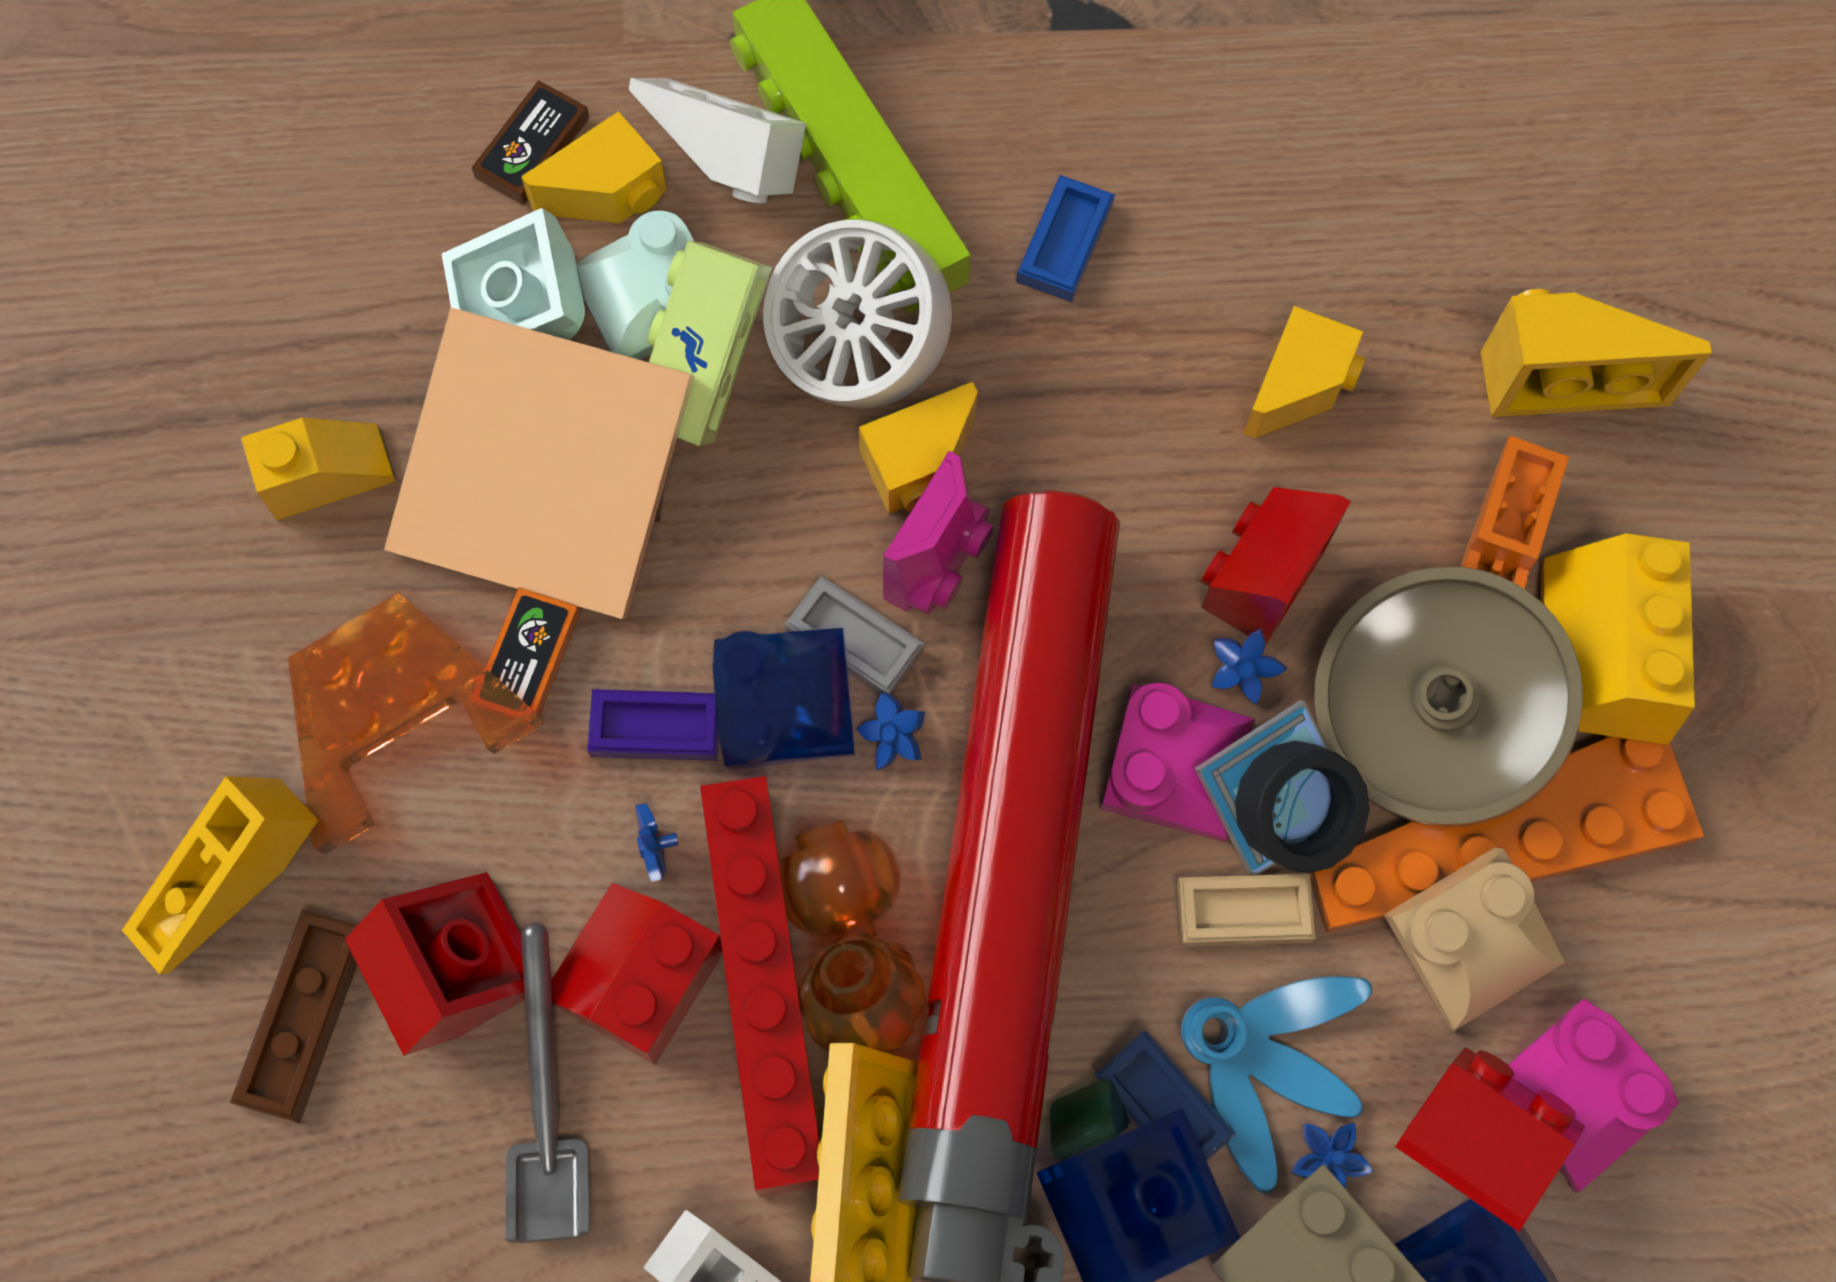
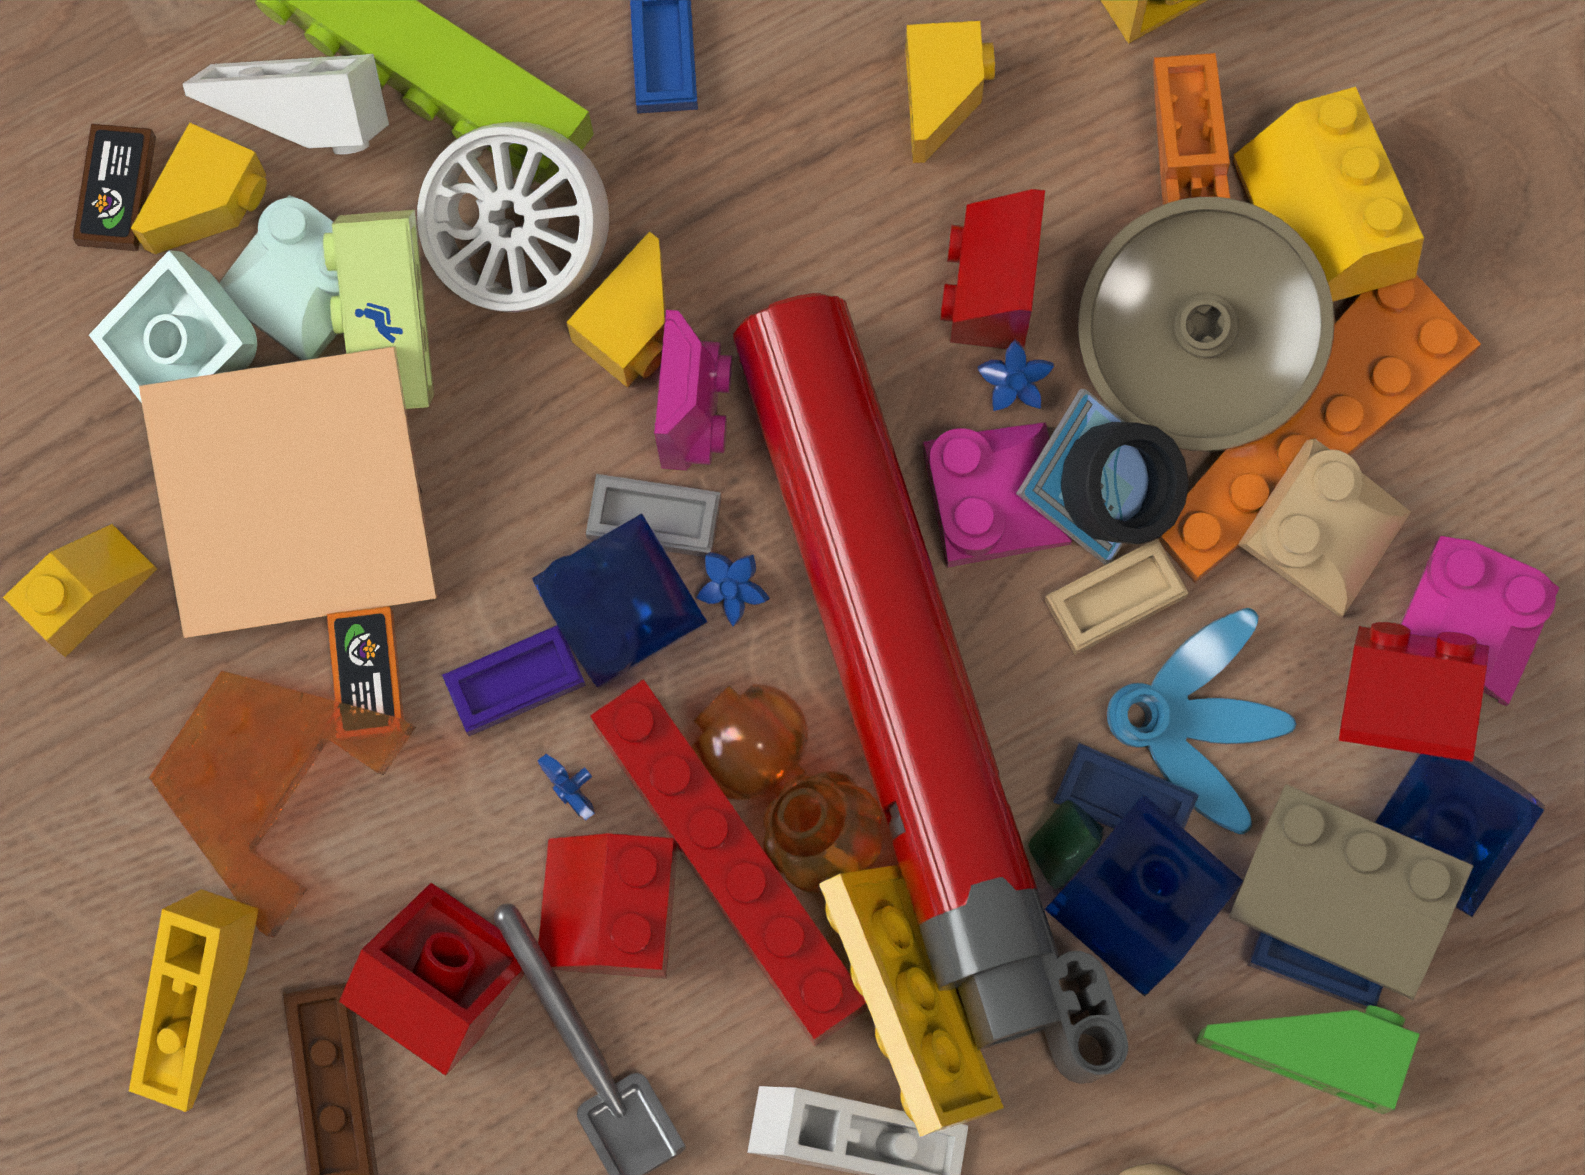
camera: 20 degrees left, 5 degrees up
(1331, 1153) = (1286, 771): blue plant -> none

